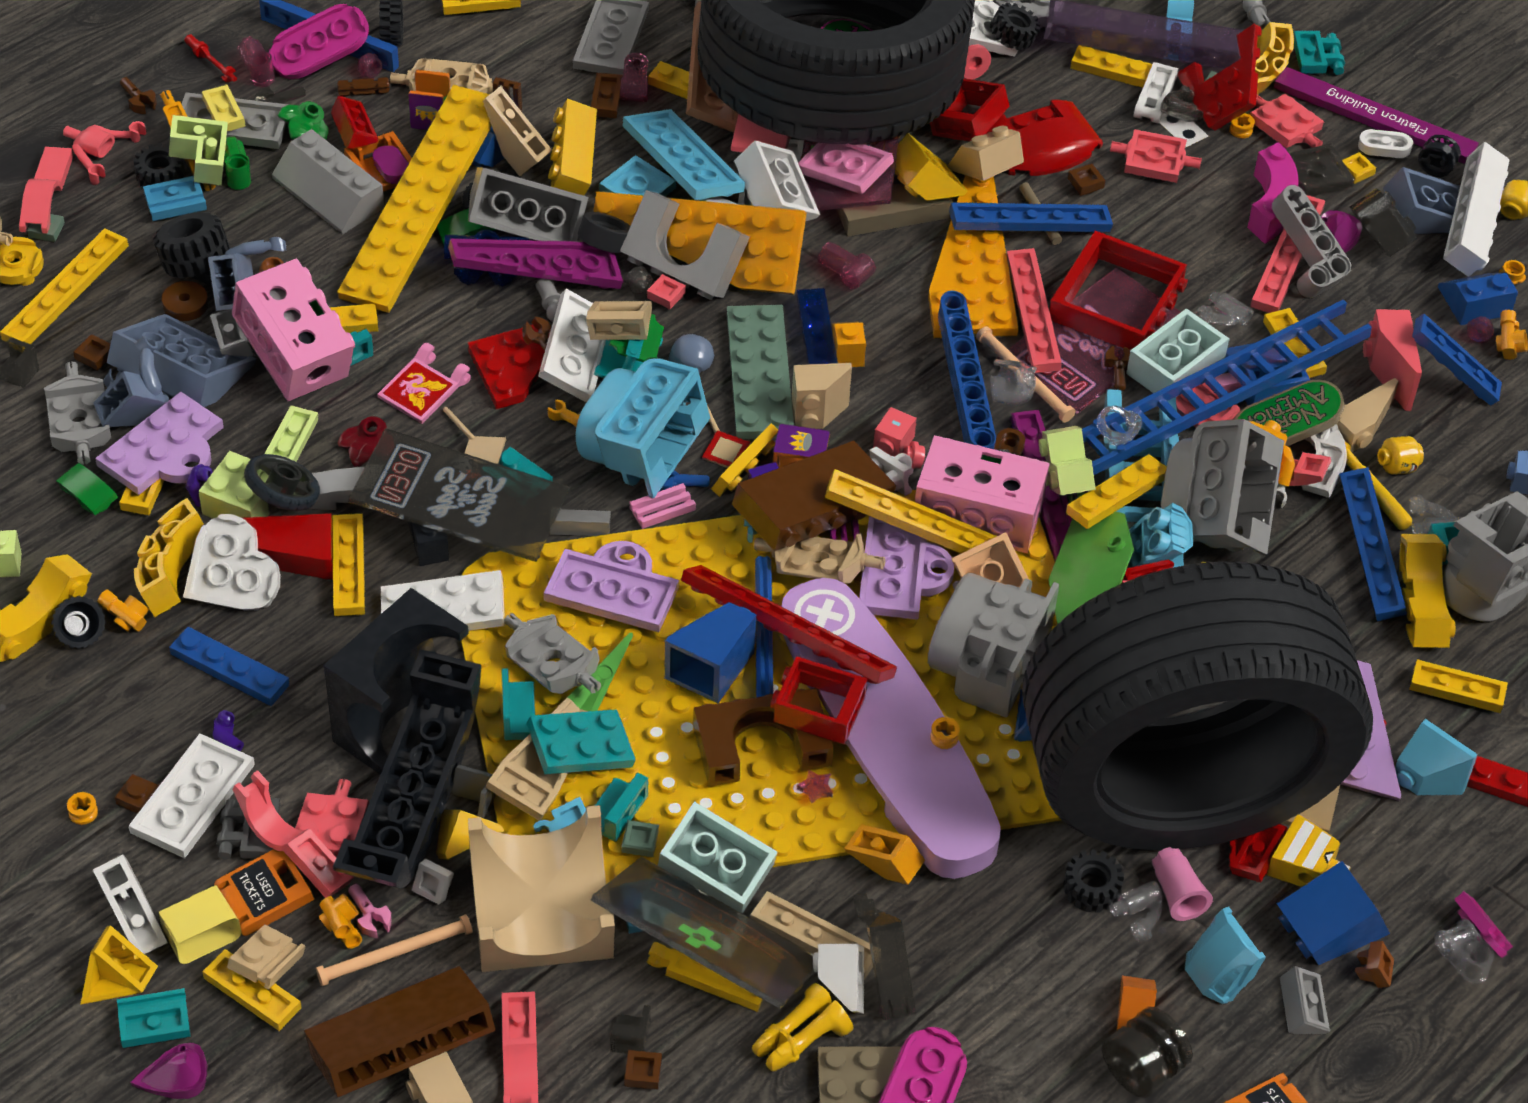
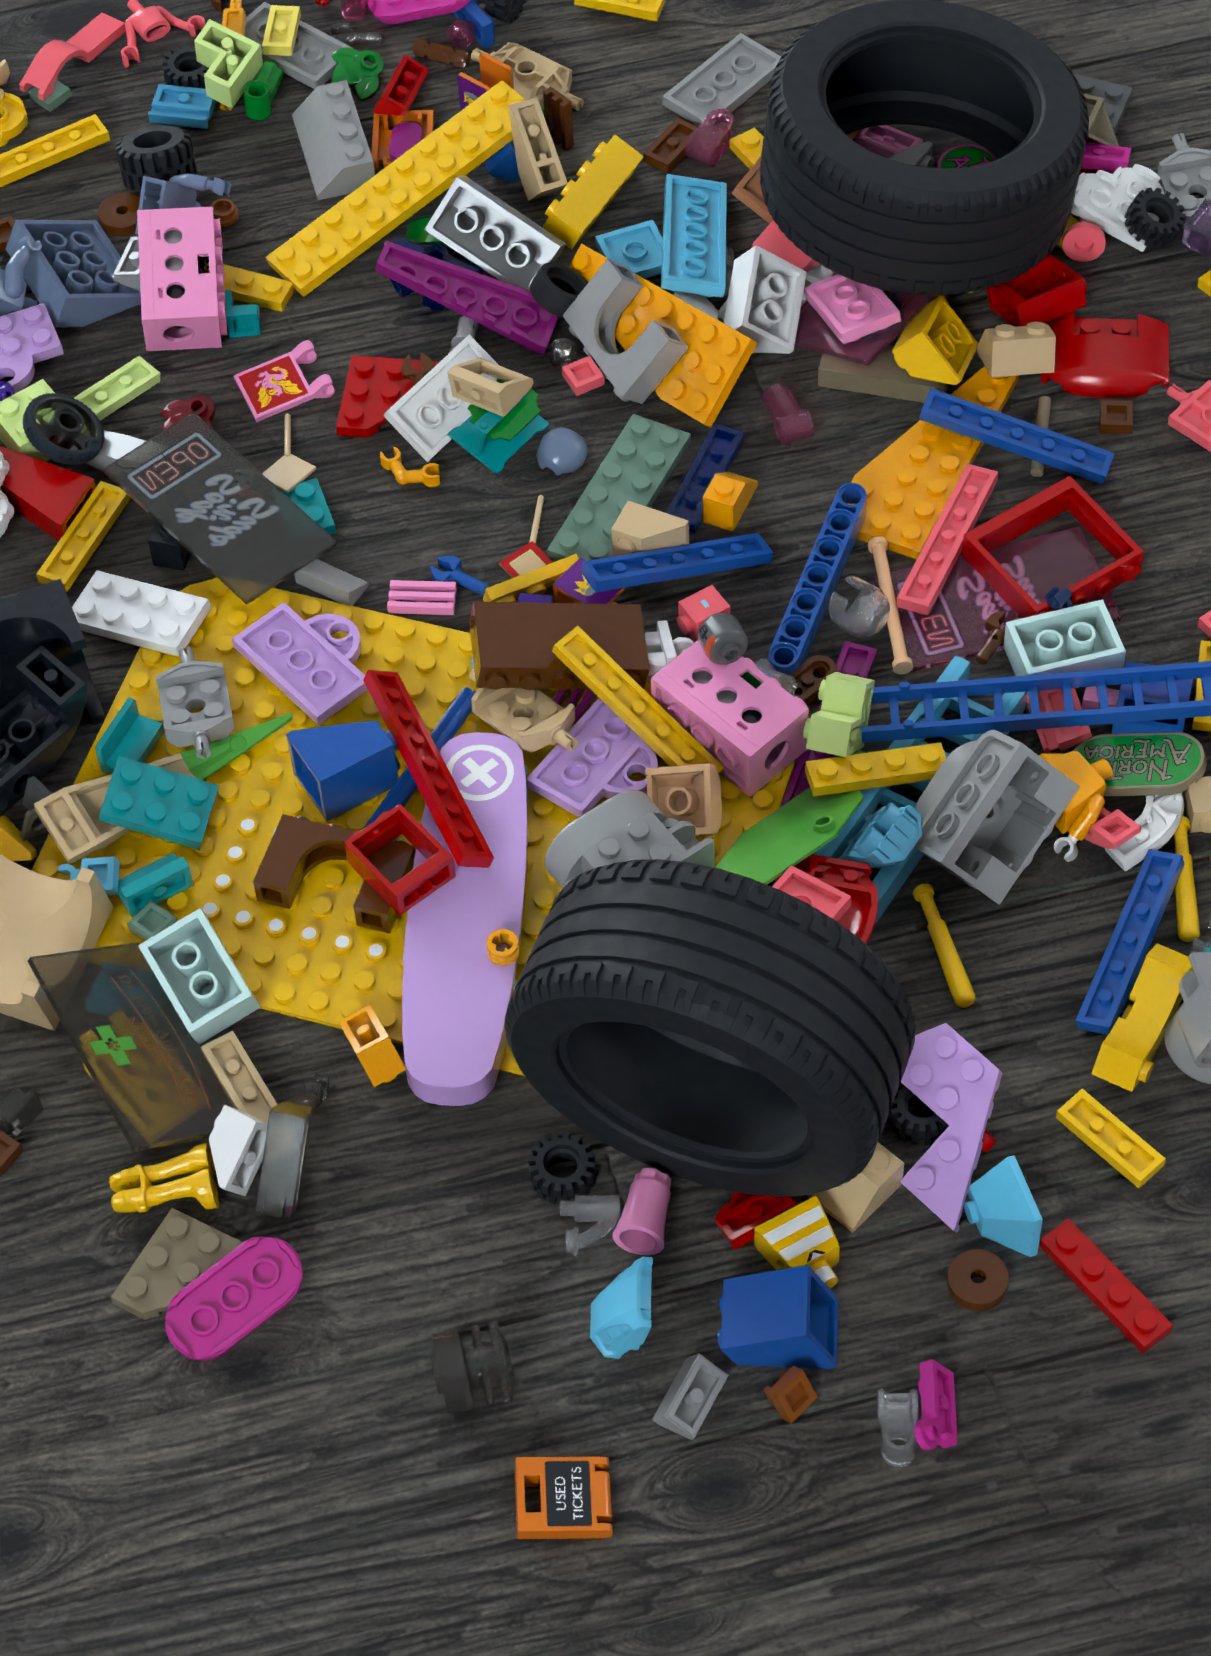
camera: 35 degrees right, 5 degrees up
(642, 421) = (445, 503): medium azure brick -> none
(816, 786) = (357, 946): clear pink piece -> none
(853, 400) = (676, 562): none -> blue plate
(957, 434) = (722, 638): none -> dark grey head
(1132, 420) = (943, 699): clear piece -> none
(1134, 997) = (515, 1309): orange slope -> none
(1156, 321) = (1059, 598): none -> dark blue hand
(1232, 311) = (1174, 623): clear plant -> none
(1438, 837) = (977, 1264): none -> reddish brown piece

